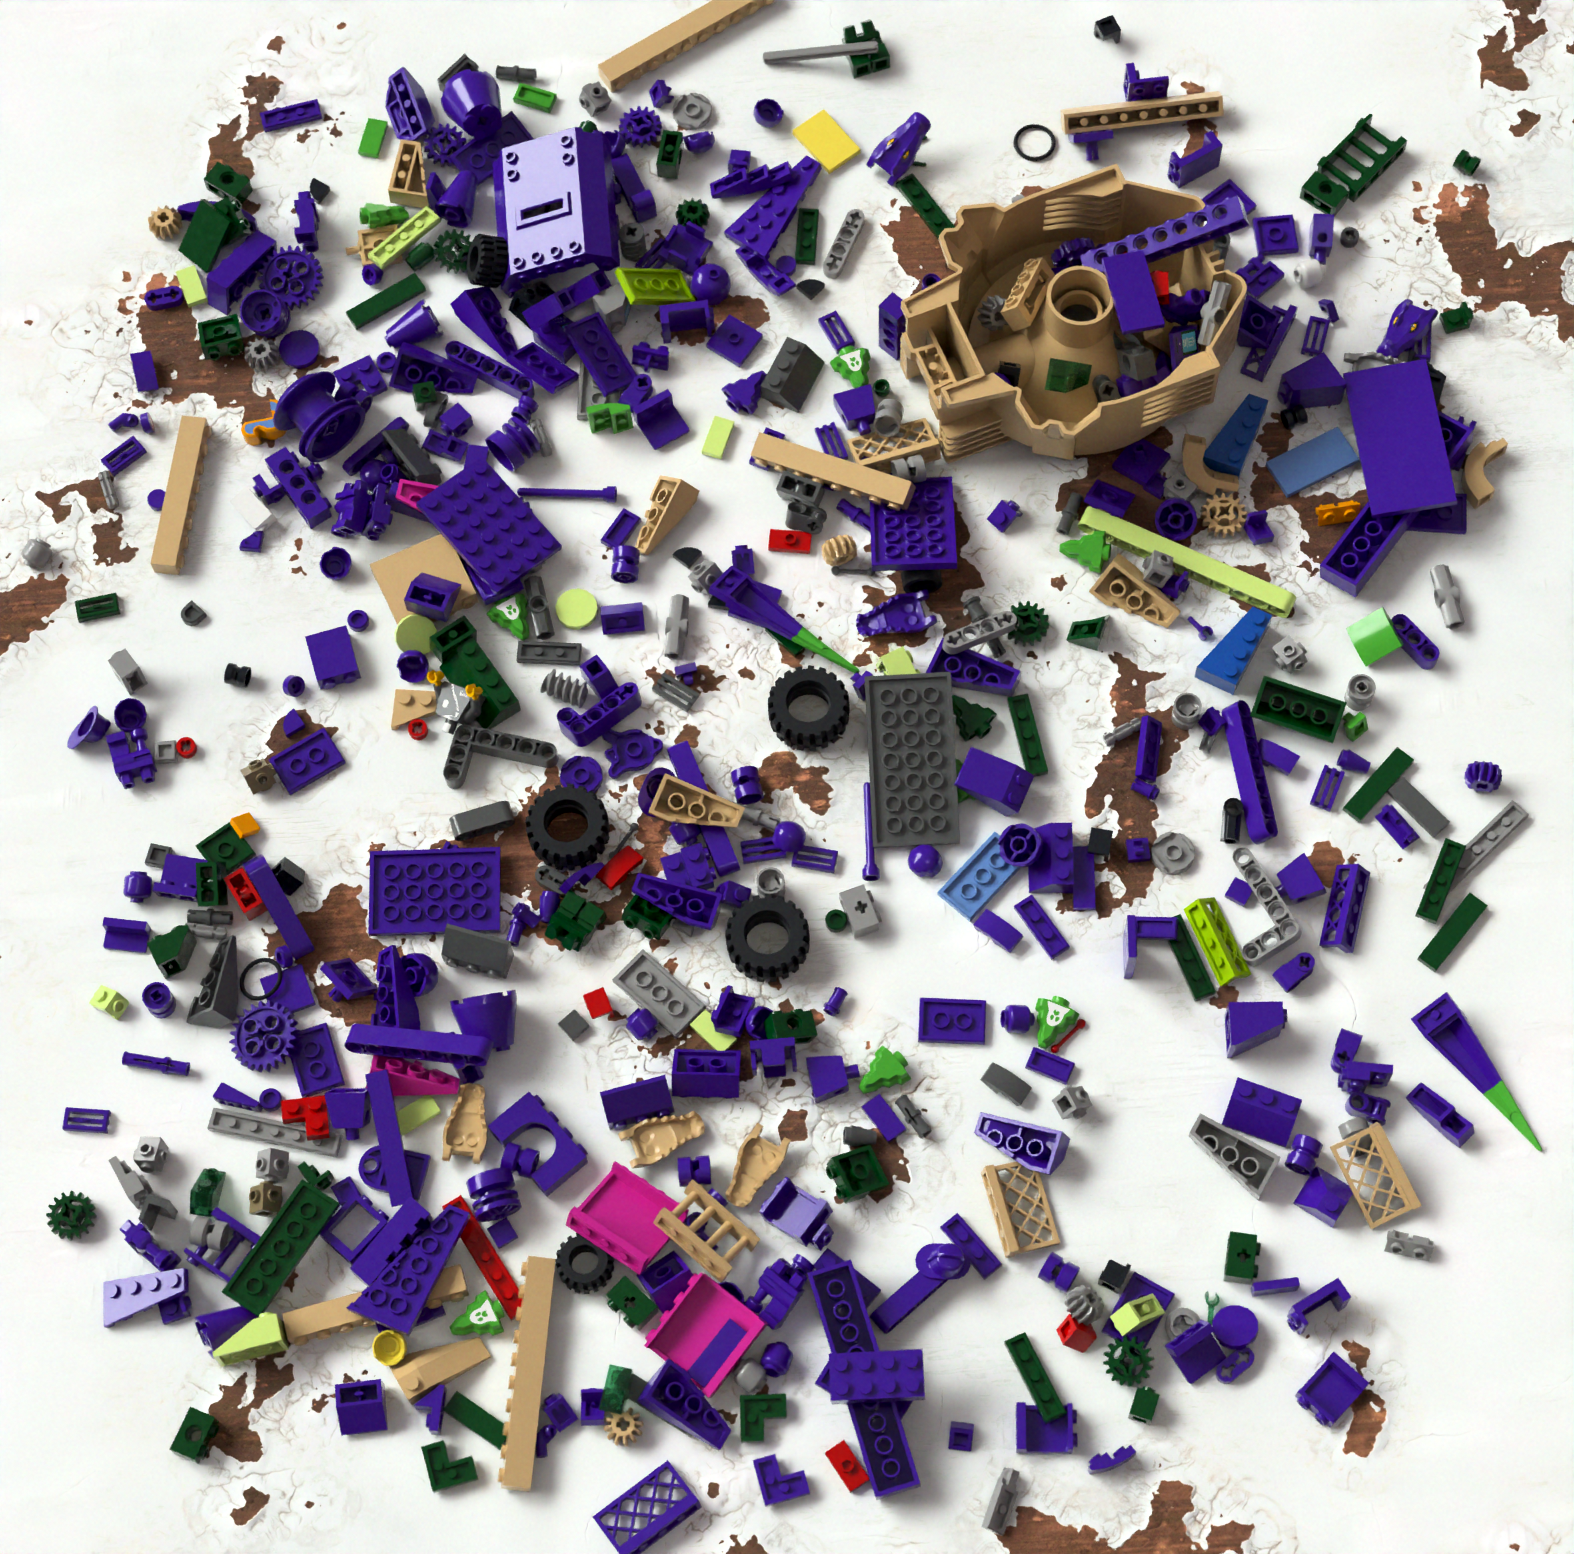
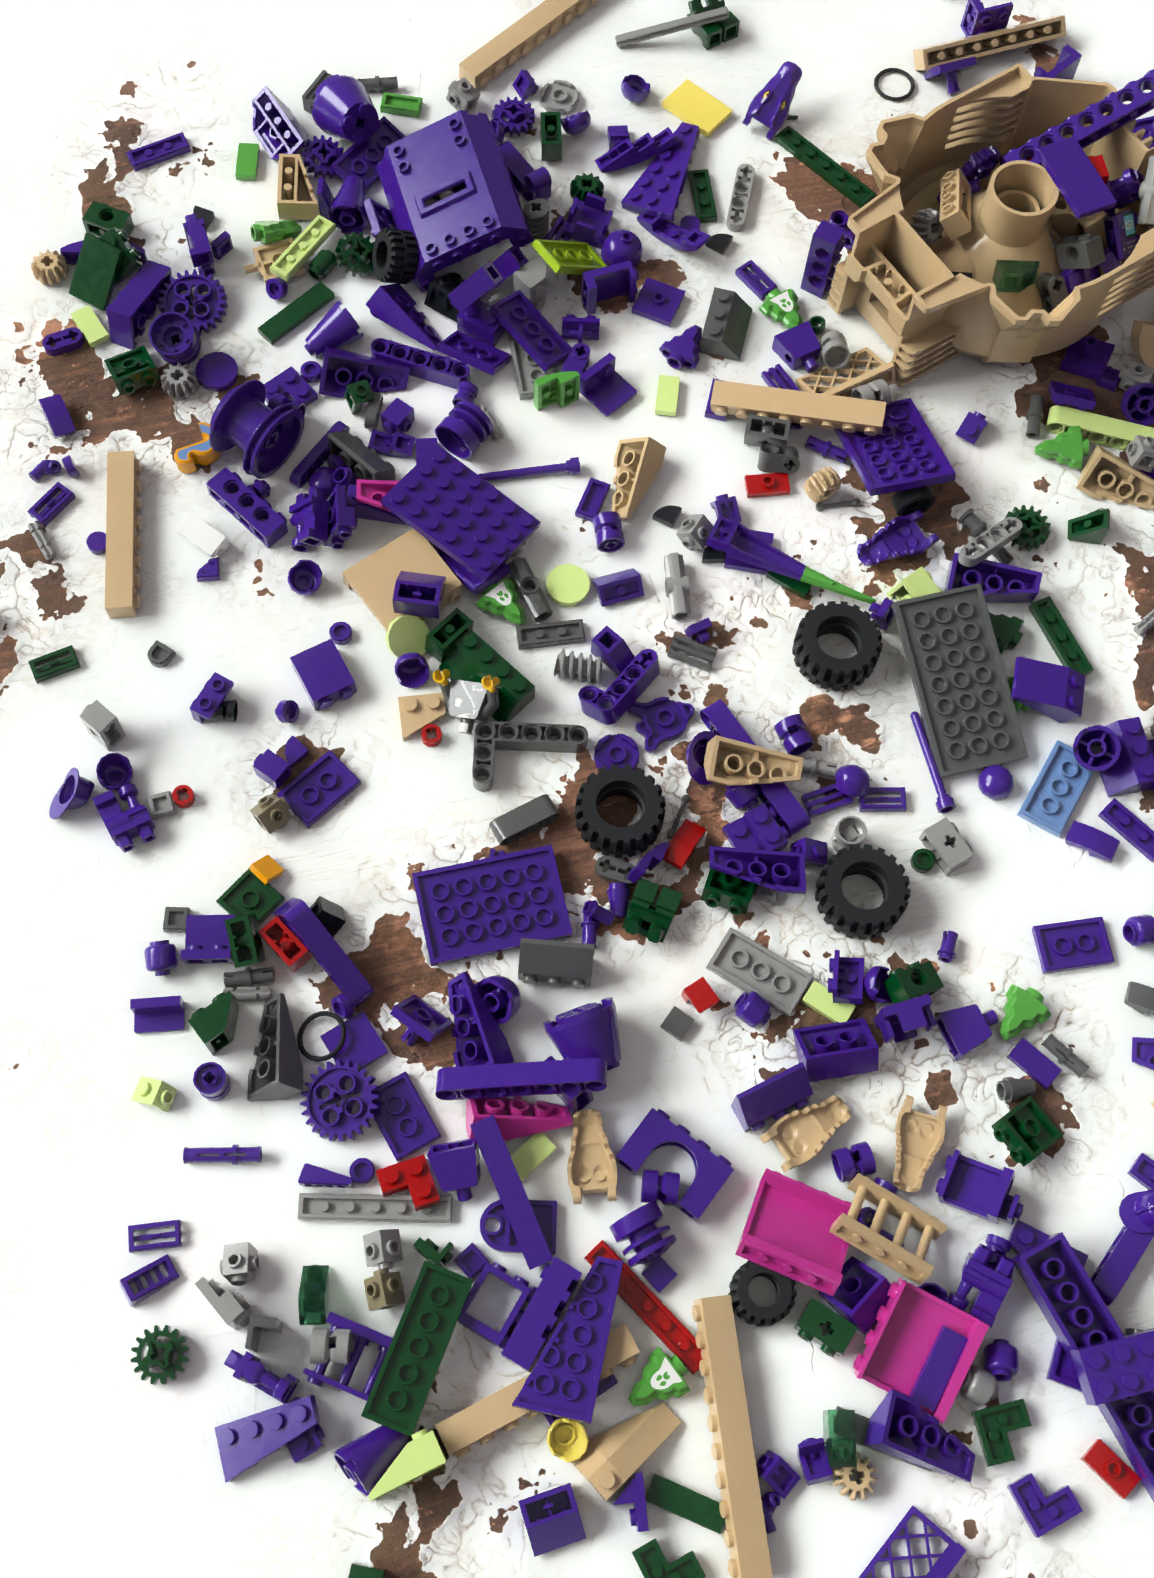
camera: 20 degrees left, 0 degrees up
(60, 1167) = (143, 1293): none -> dark purple slope
(227, 662) = (210, 697): none -> dark purple bracket
(268, 736) = (272, 768): none -> dark purple brick
(270, 495) = (216, 519): dark purple bracket -> none
(329, 223) = (221, 245): none -> dark purple tile
(481, 218) = (379, 216): none -> dark purple plate

